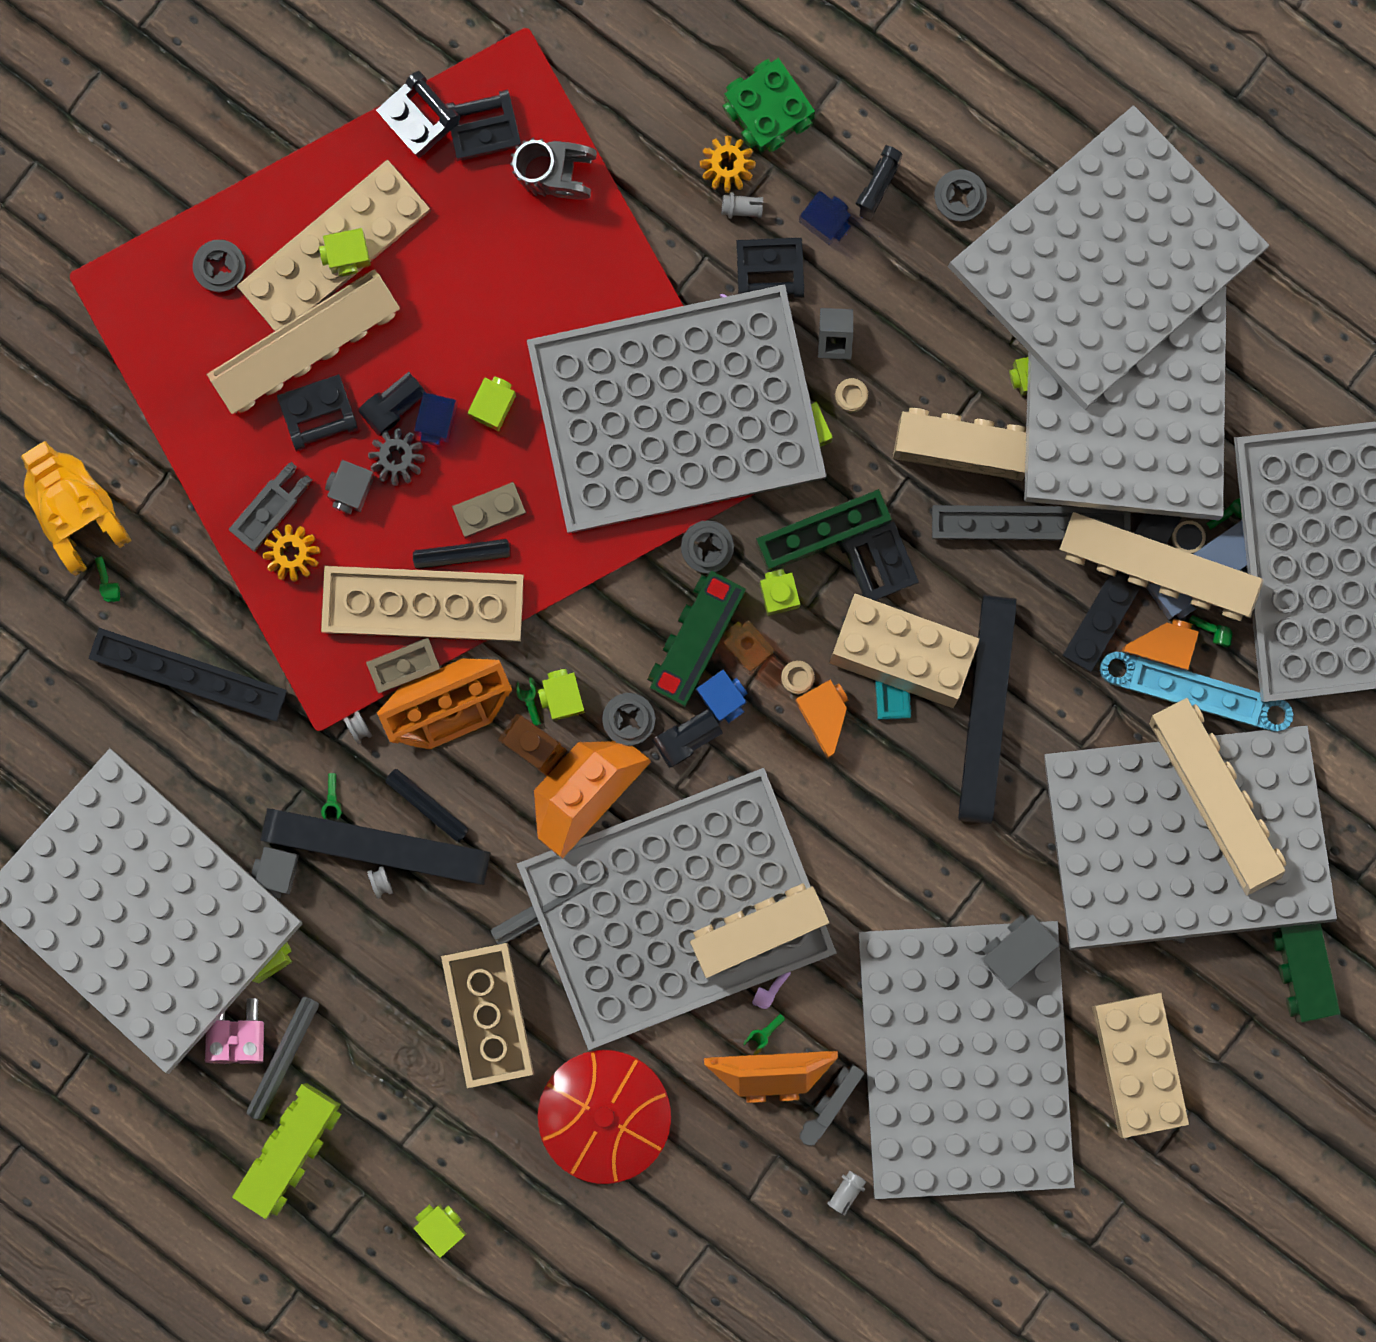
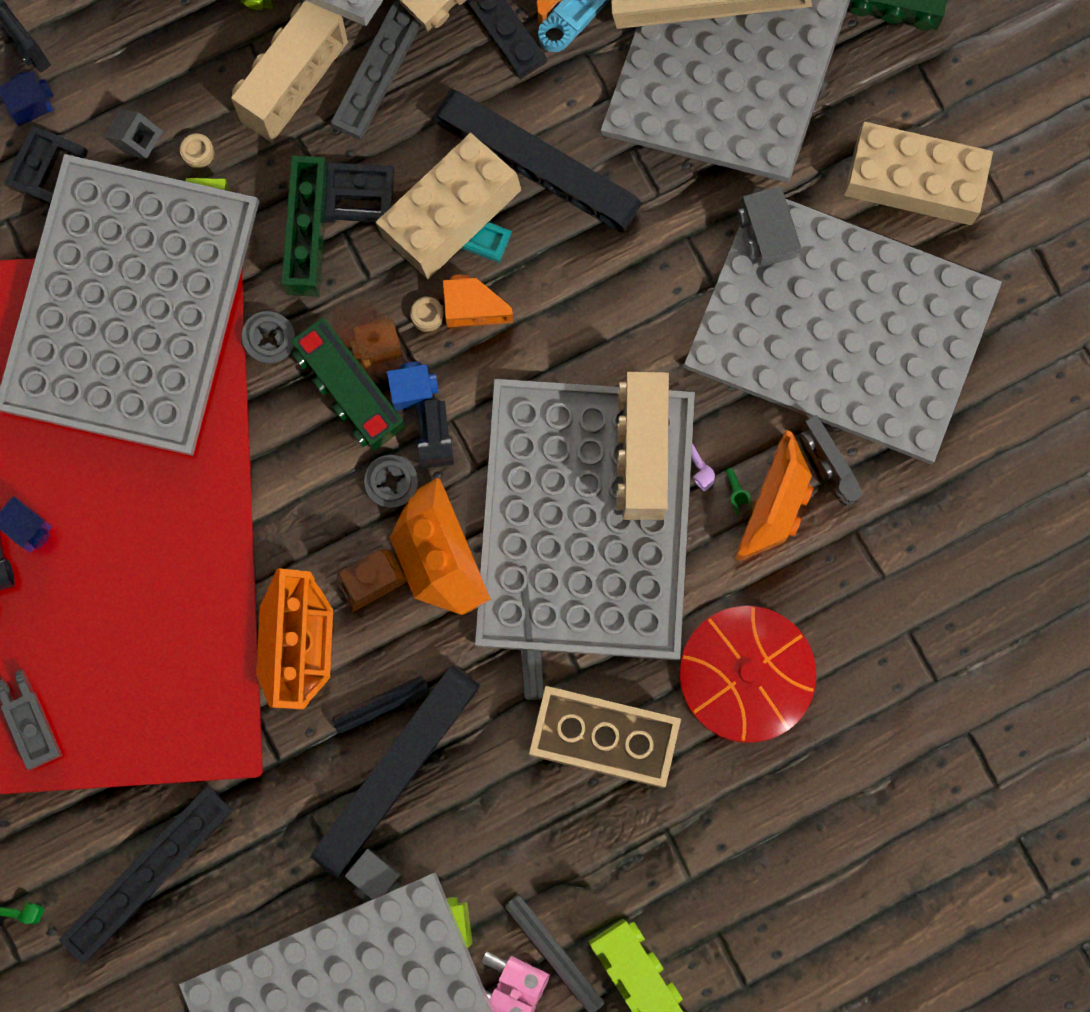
camera: 65 degrees left, 5 degrees down
(283, 561) = (83, 732): light orange gear -> none
(331, 797) = (328, 790): green hand -> none
(349, 487) = (45, 636): dark grey brick -> none
(358, 727) = (276, 735): light grey bush -> none
(380, 882) = (431, 781): light grey bush -> none
(403, 665) = (238, 663): dark tan plate -> none
(408, 458) = (40, 564): dark grey gear -> none
(422, 603) = (189, 619): tan plate -> none
(439, 1228) = (784, 877): lime brick -> none
(461, 553) = (161, 562): black axle -> none
(489, 510) = (134, 518): dark tan plate -> none
(492, 403) = (35, 466): lime brick -> none
(528, 697) = (326, 563): green hand -> none
(561, 695) = (339, 531): lime brick -> none
(779, 592) = (342, 291): lime brick -> none
(847, 1192) = (917, 484): light grey pin -> none

